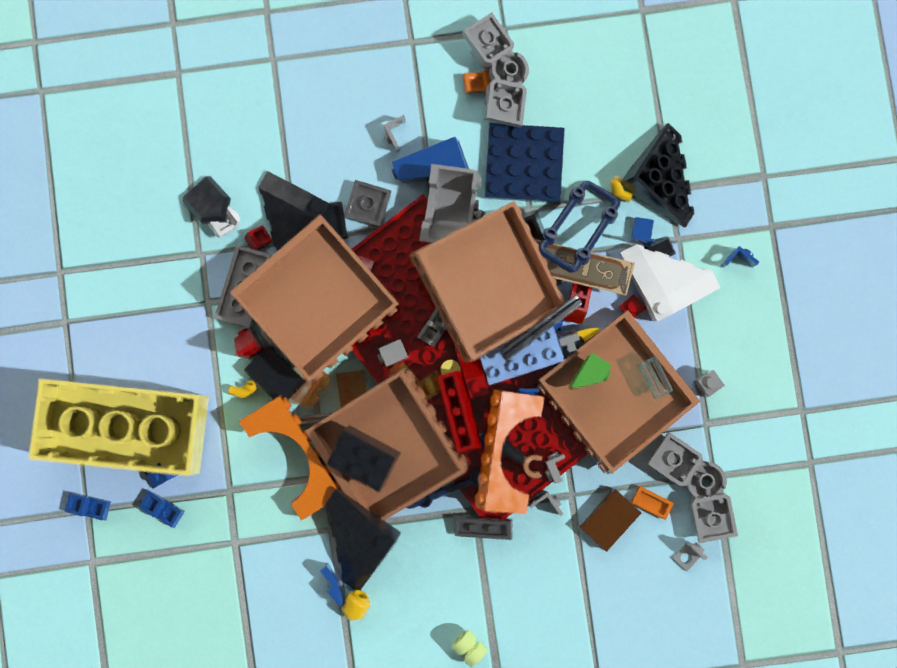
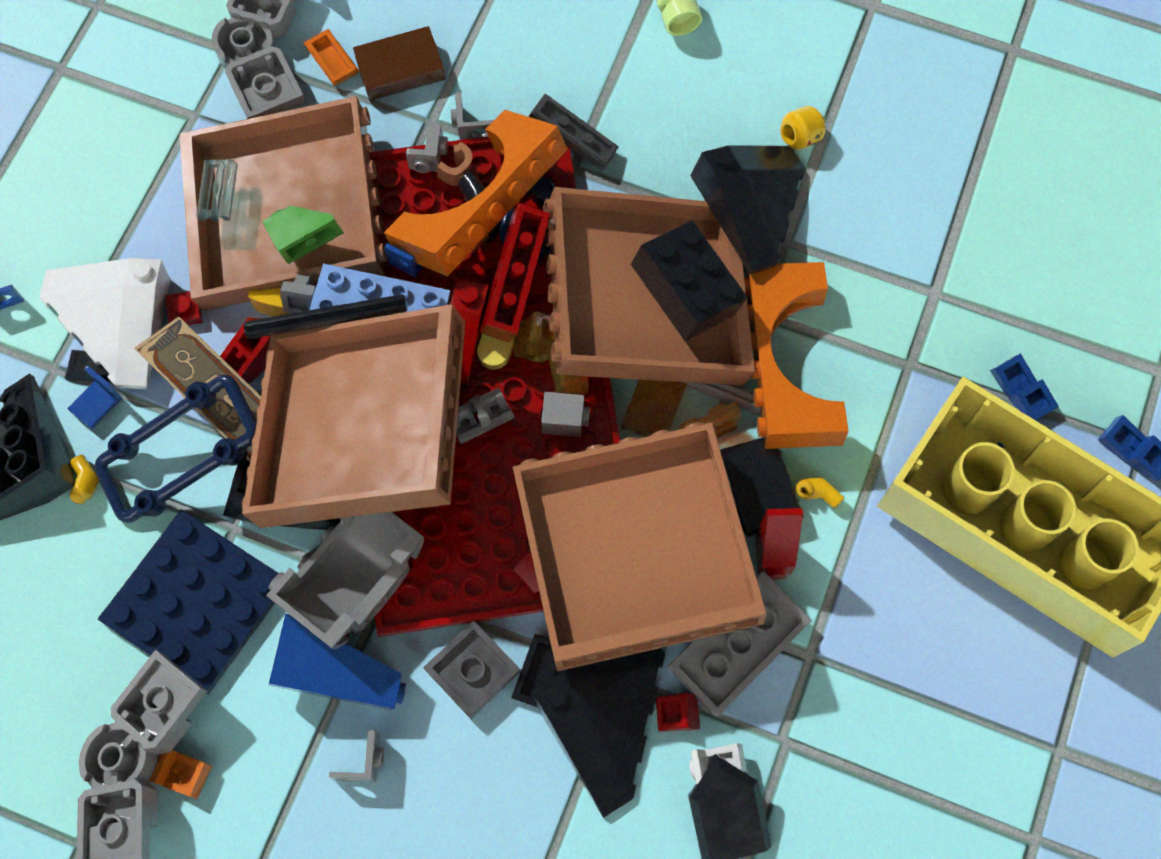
camera: 150 degrees left, 15 degrees down
(335, 590) = (820, 166): blue slope -> none
(709, 383) = (152, 154): light grey brick -> none

